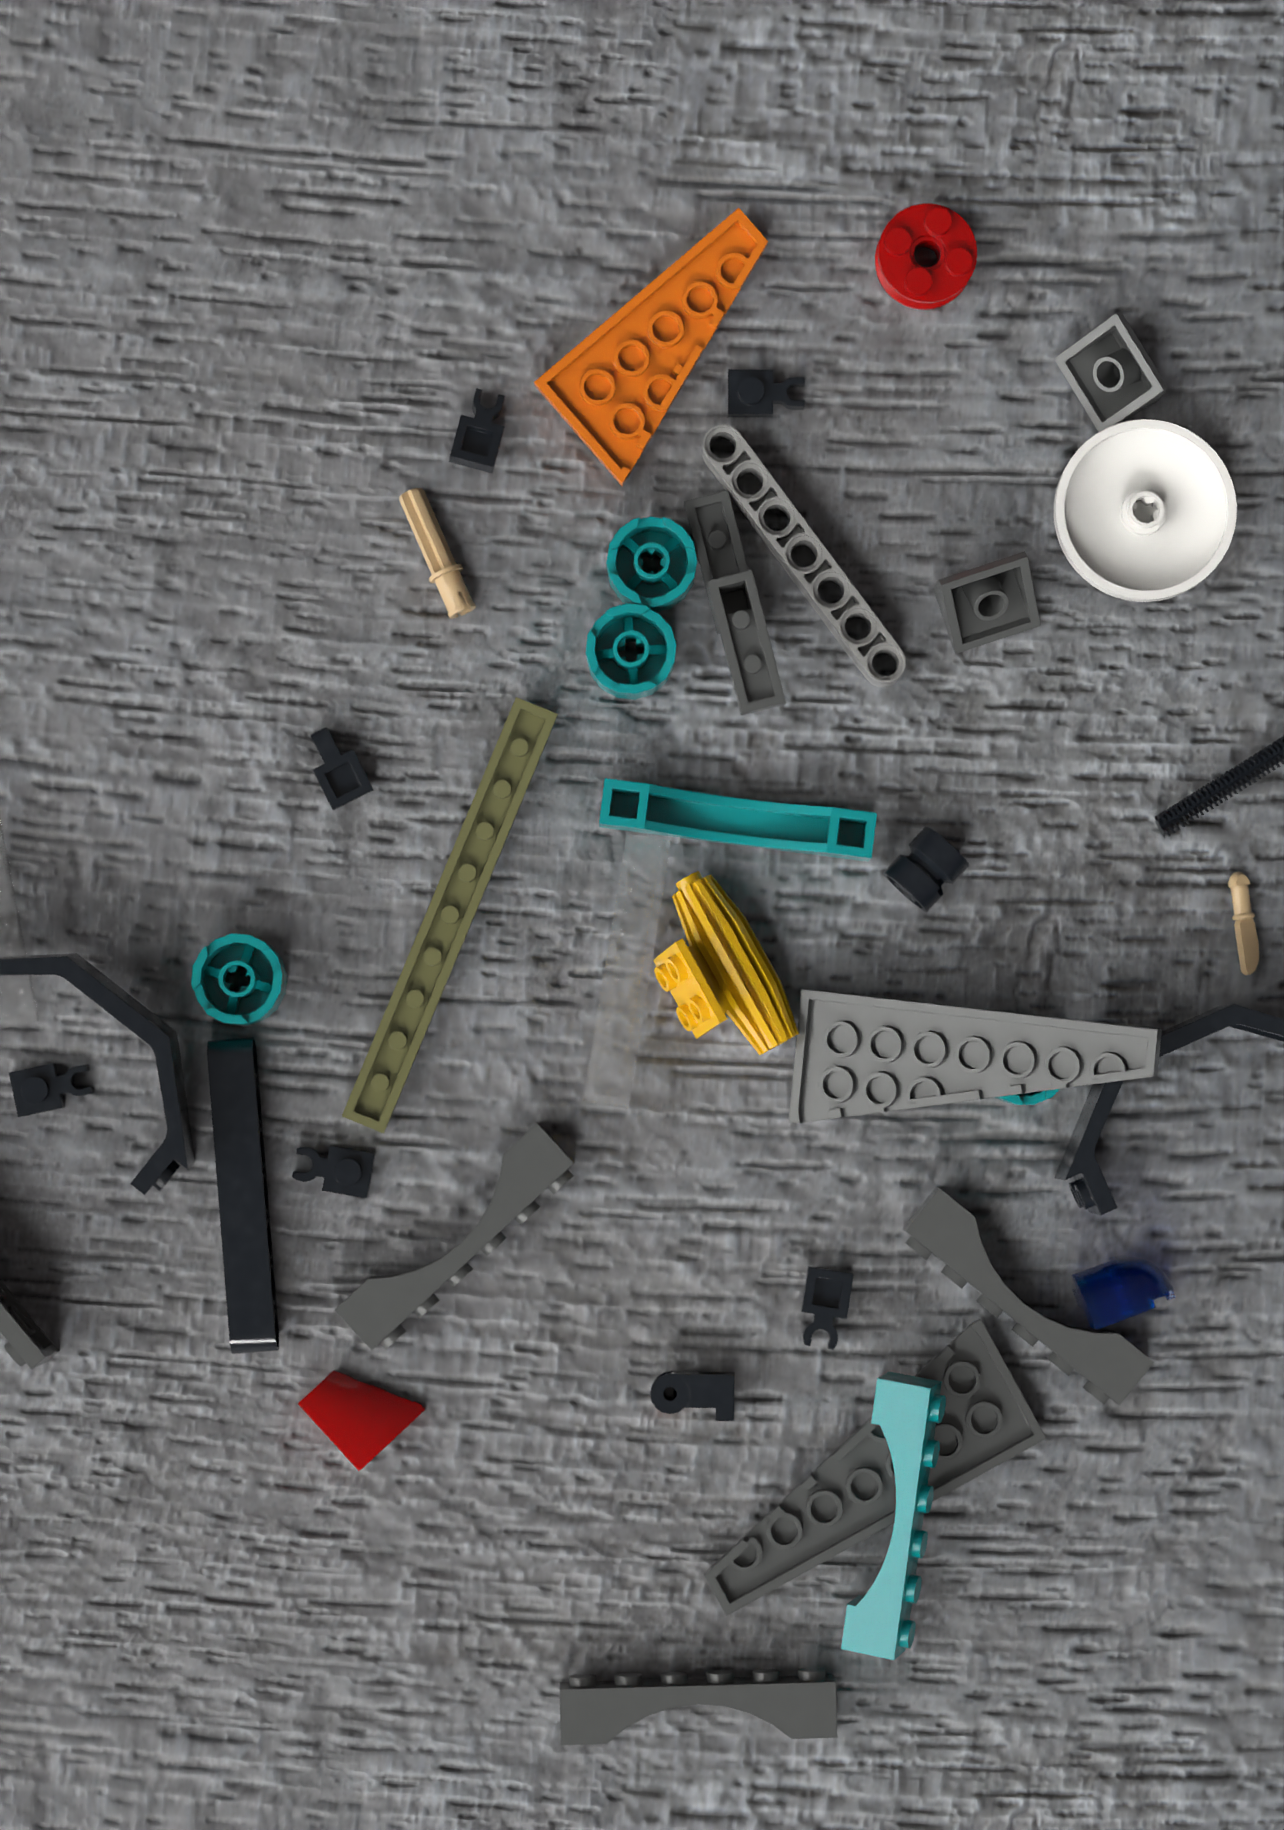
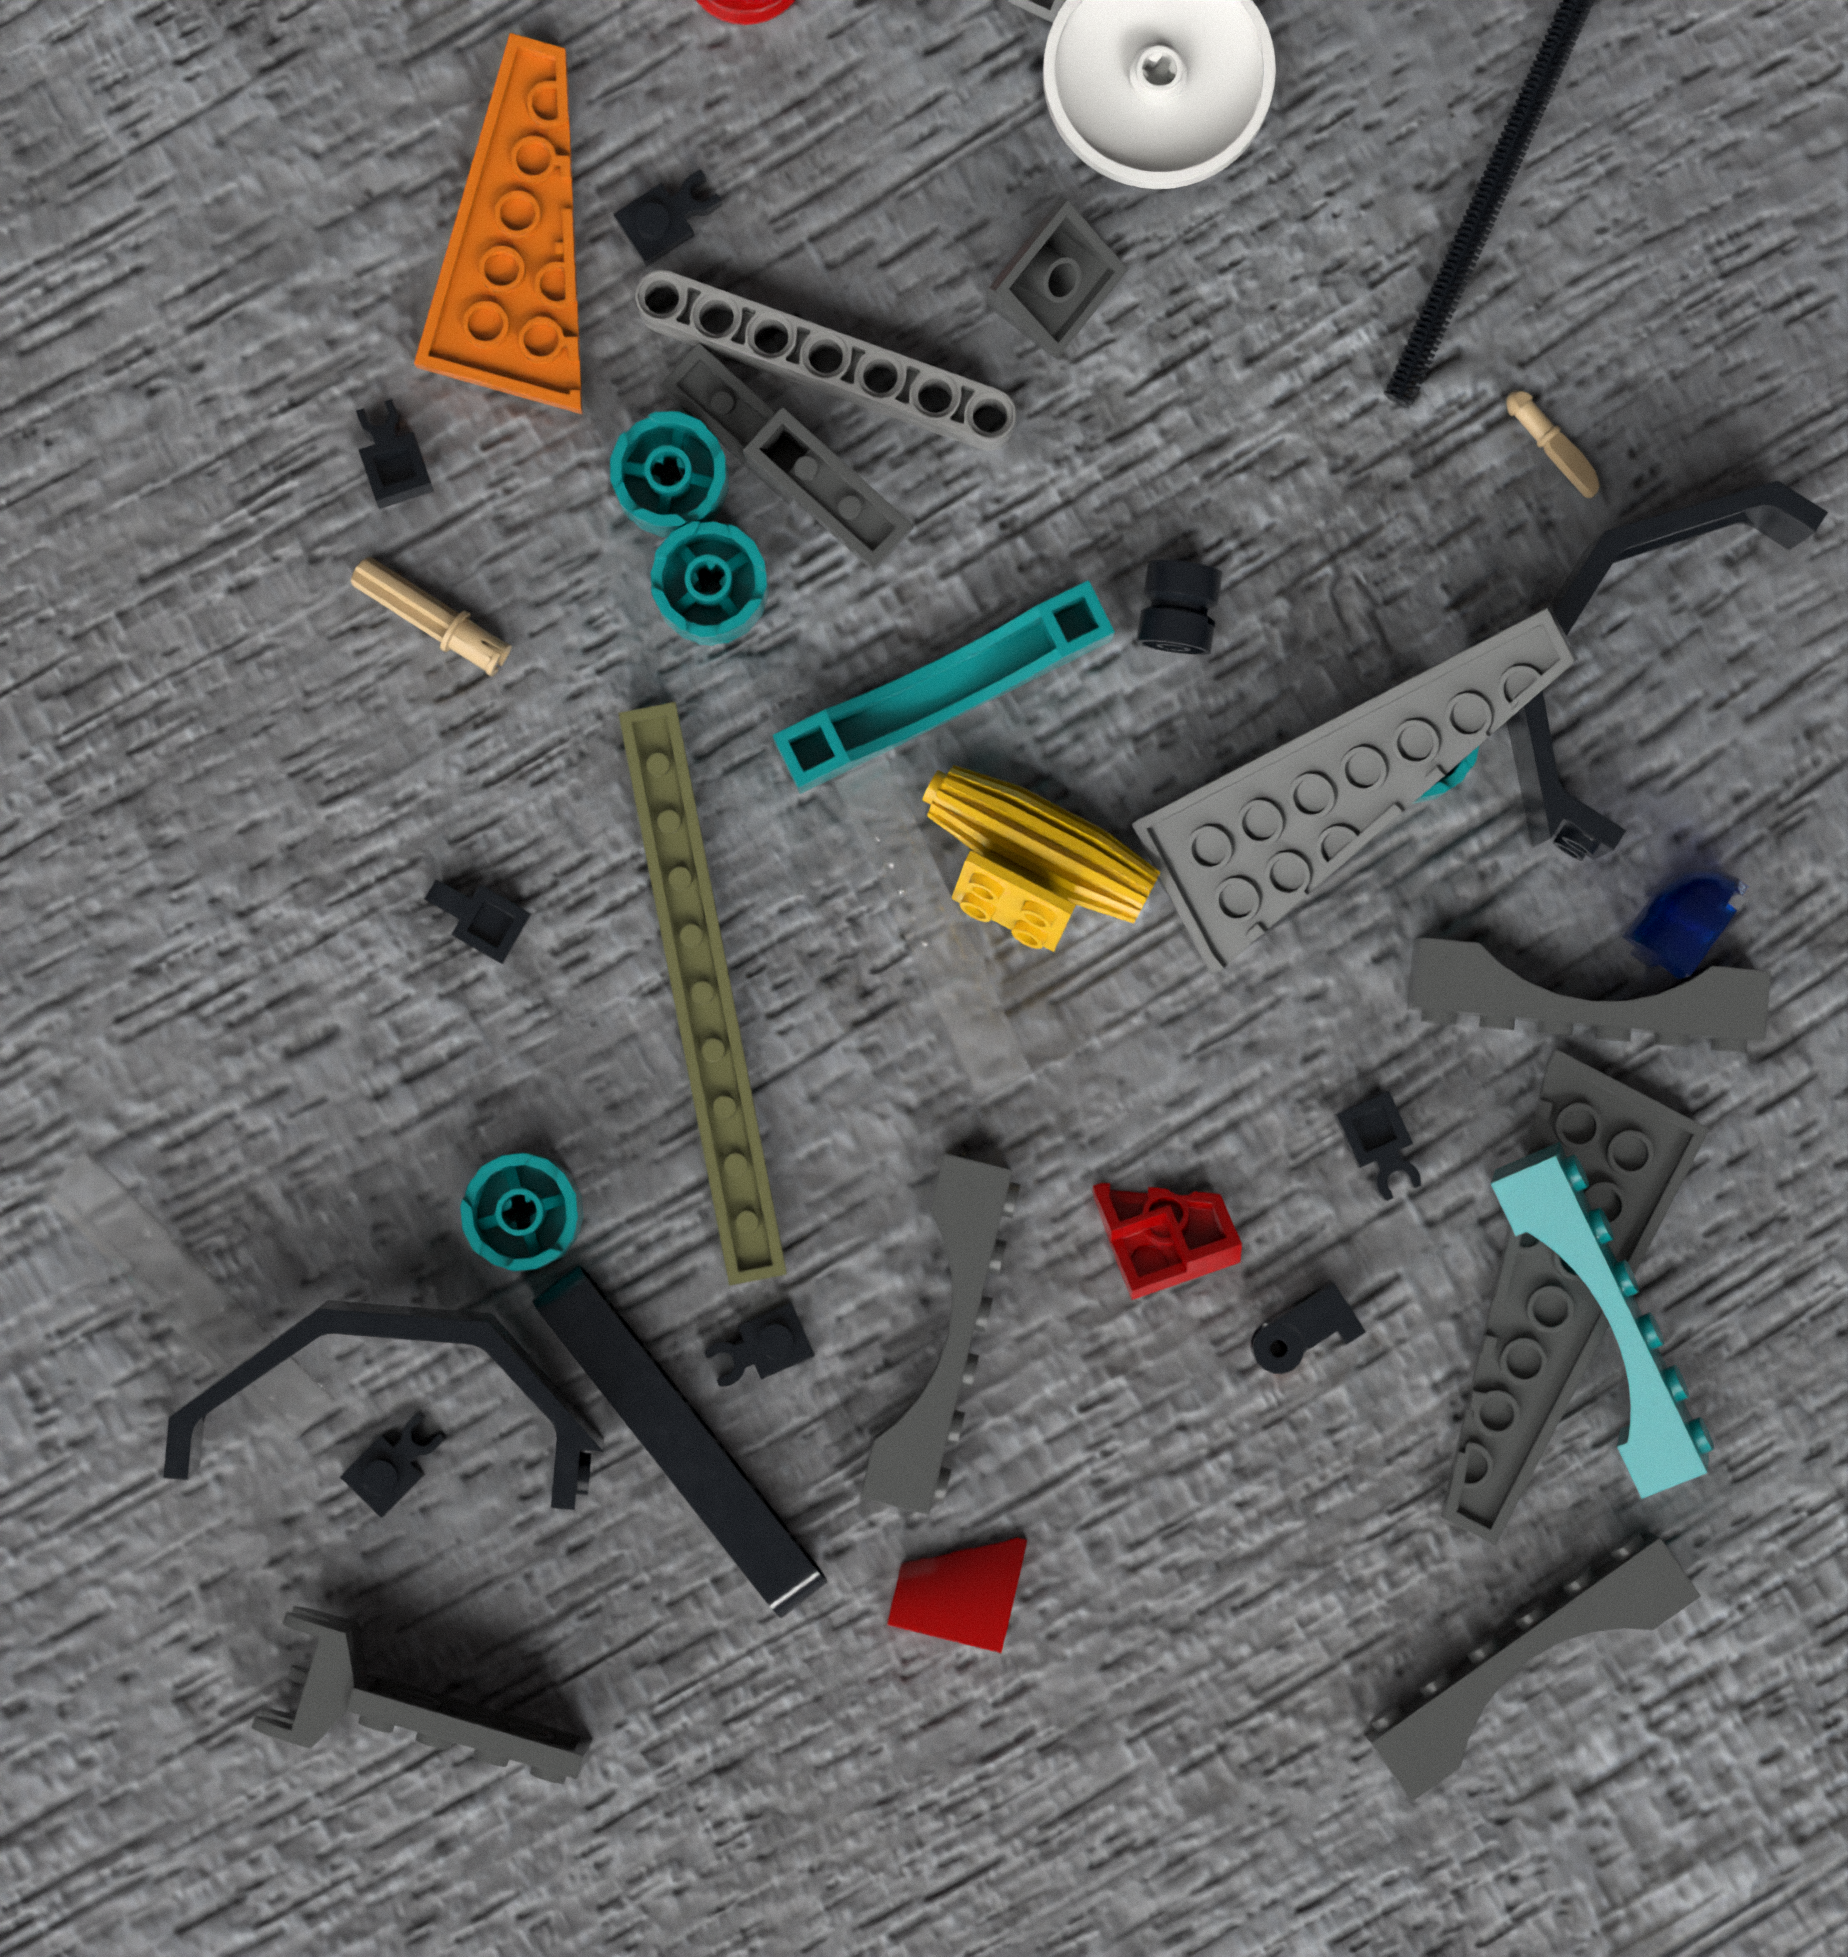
camera: 35 degrees left, 0 degrees up
(646, 1273) = (1166, 1236): none -> red slope

